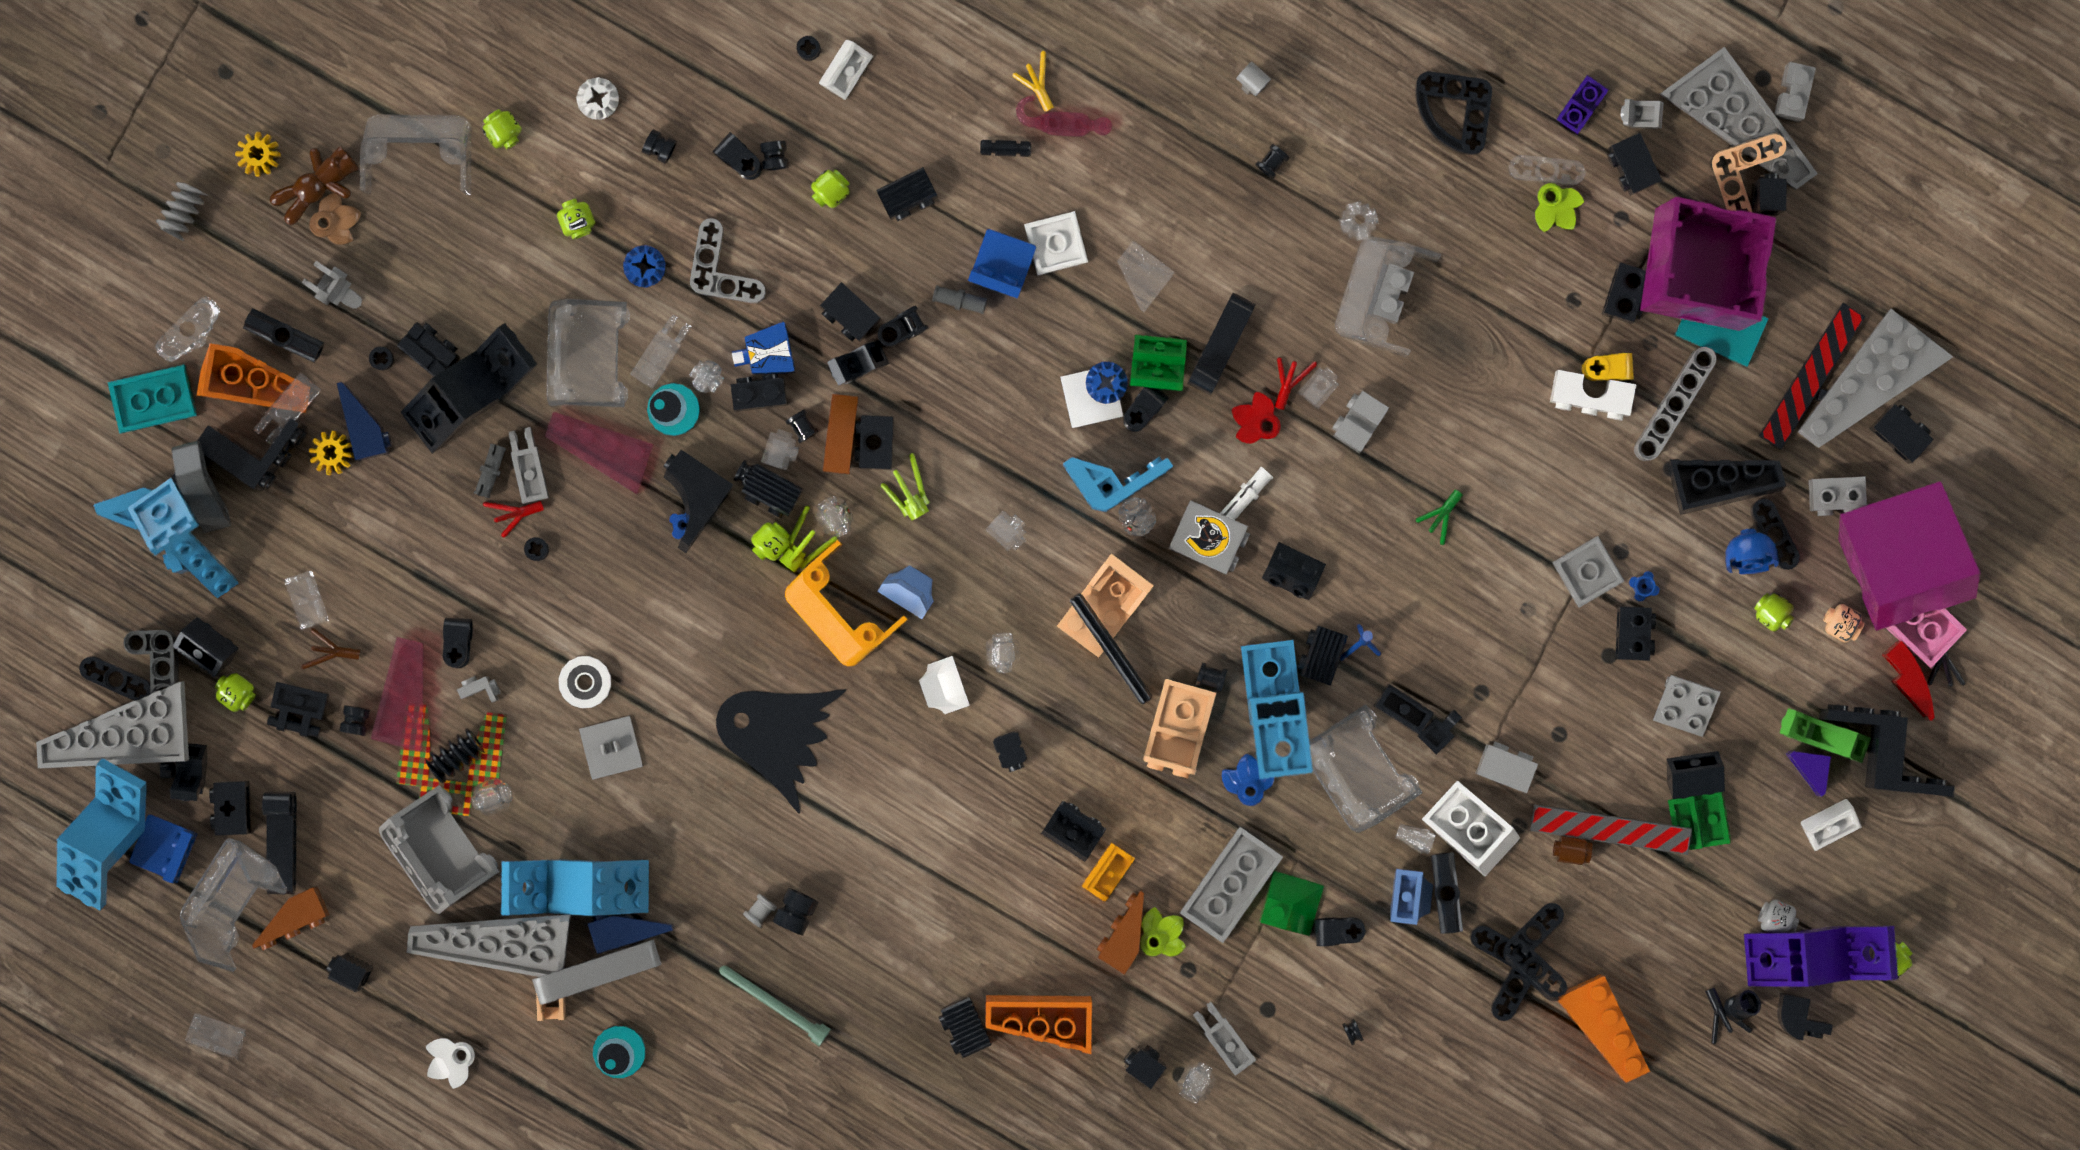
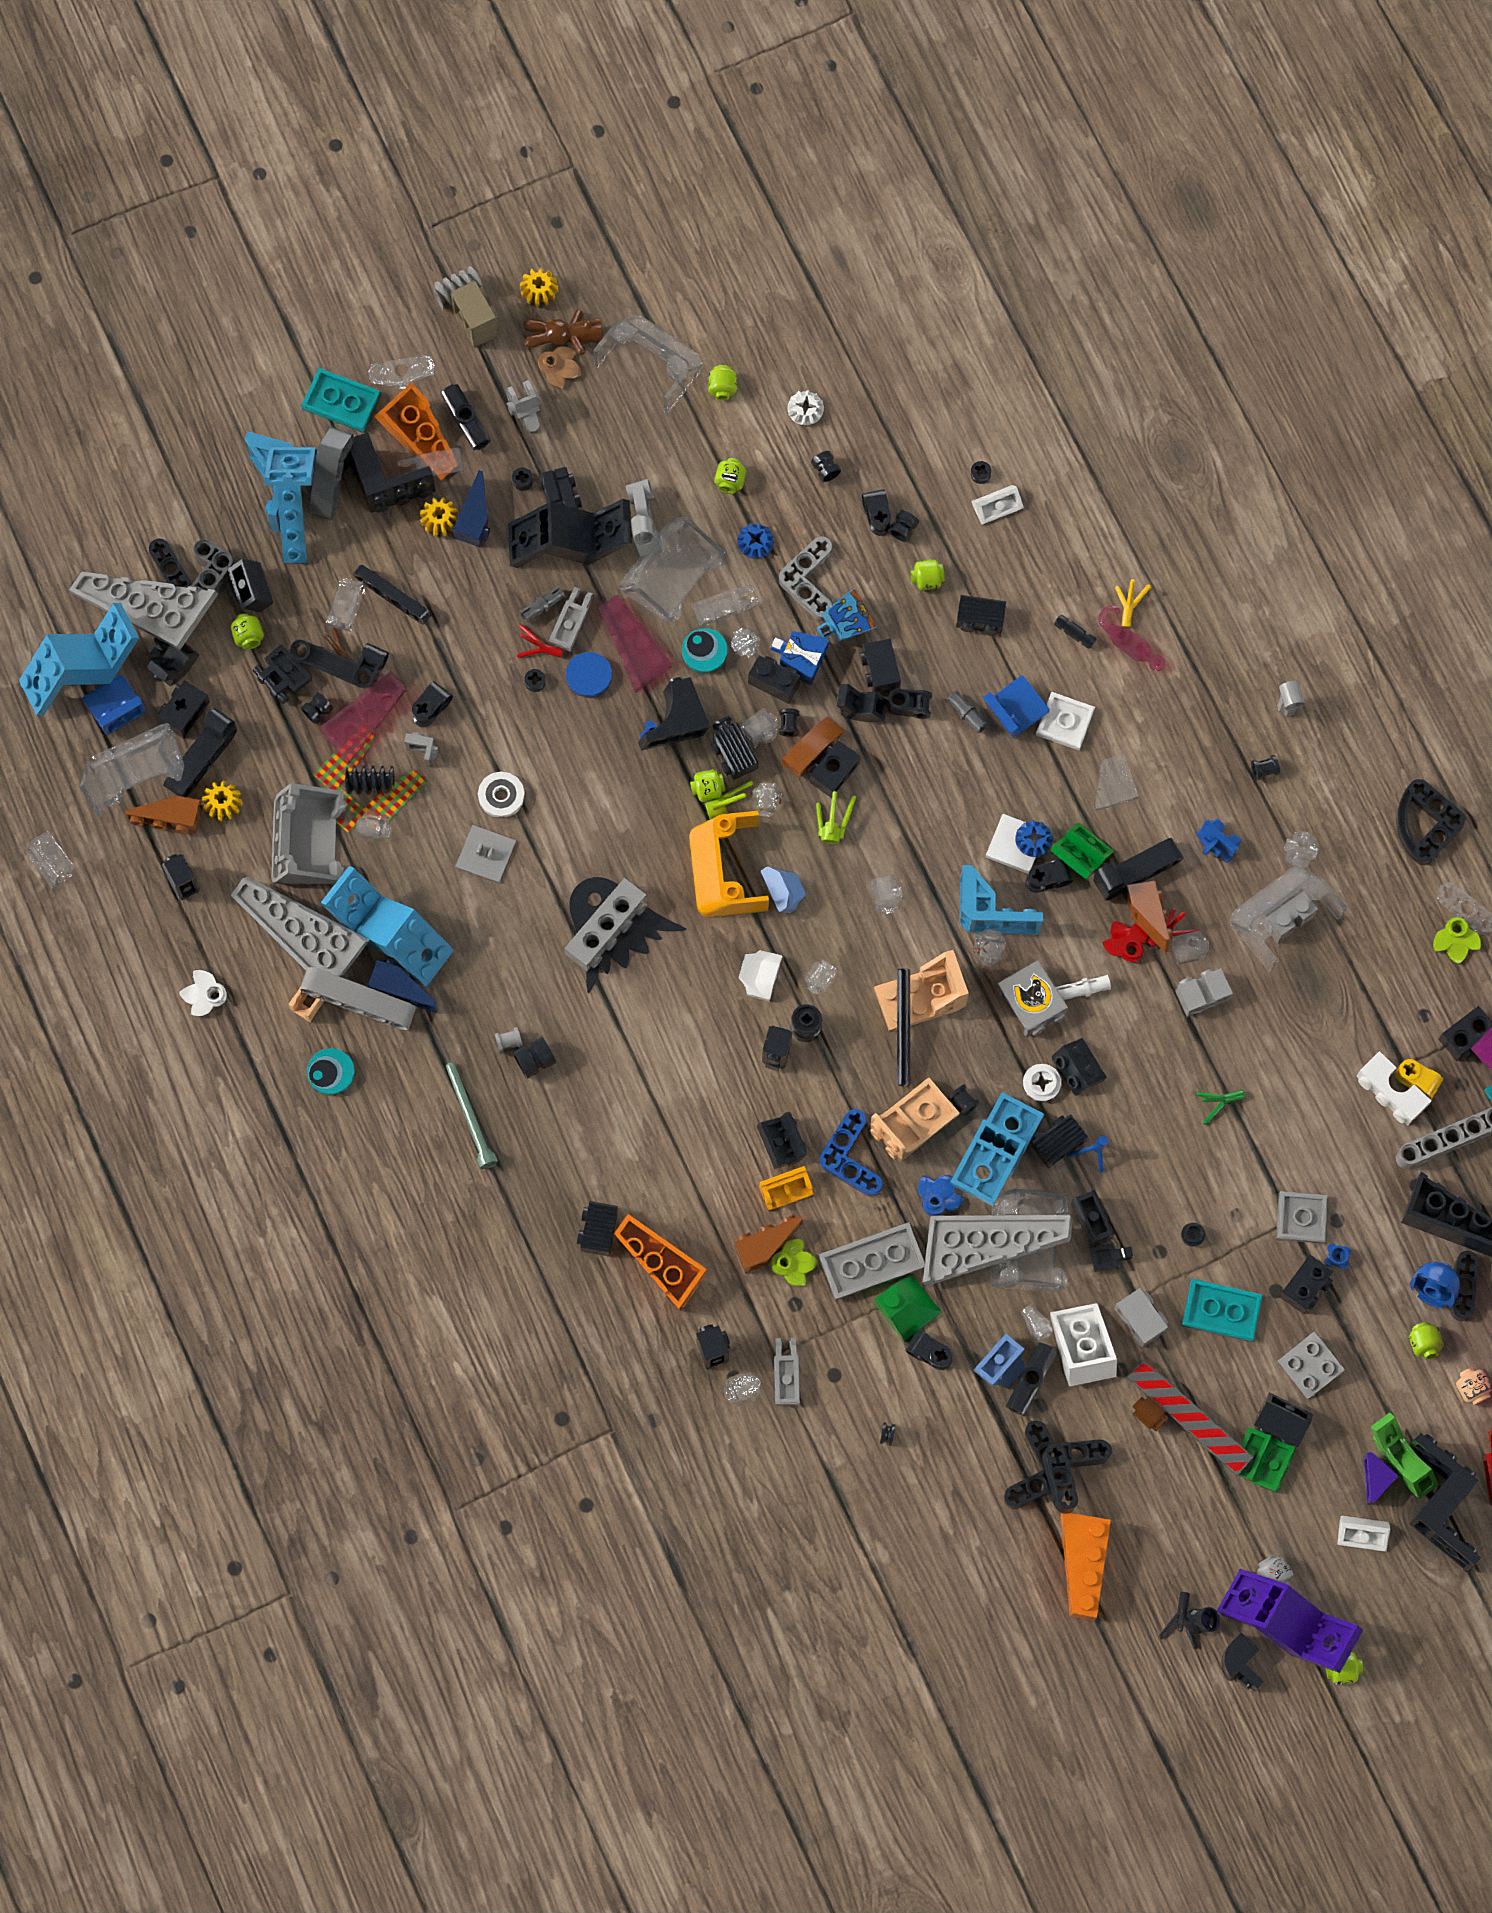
camera: 30 degrees right, 15 degrees down
(217, 228) = (474, 313): none -> dark tan brick
(333, 860) = (229, 806): none -> yellow gear
(343, 560) = (392, 594): none -> black beam
(346, 666) = (371, 661): none -> black piece
(542, 344) = (644, 532): none -> light grey piece
(582, 508) = (588, 674): none -> blue tile
(761, 780) = (623, 894): none -> light grey brick
(785, 288) = (846, 618): none -> torso
(1019, 706) = (806, 1023): none -> black wheel
(1141, 810) = (843, 1161): none -> blue beam
(1255, 380) = (1146, 910): none -> slope
(1270, 597) = (1048, 1074): none -> white gear
(1275, 267) = (1216, 841): none -> blue hips
(1315, 806) = (976, 1242): none -> light grey wing
(1501, 657) = (1193, 1234): none -> black plate
(1573, 708) = (1222, 1310): none -> teal tile

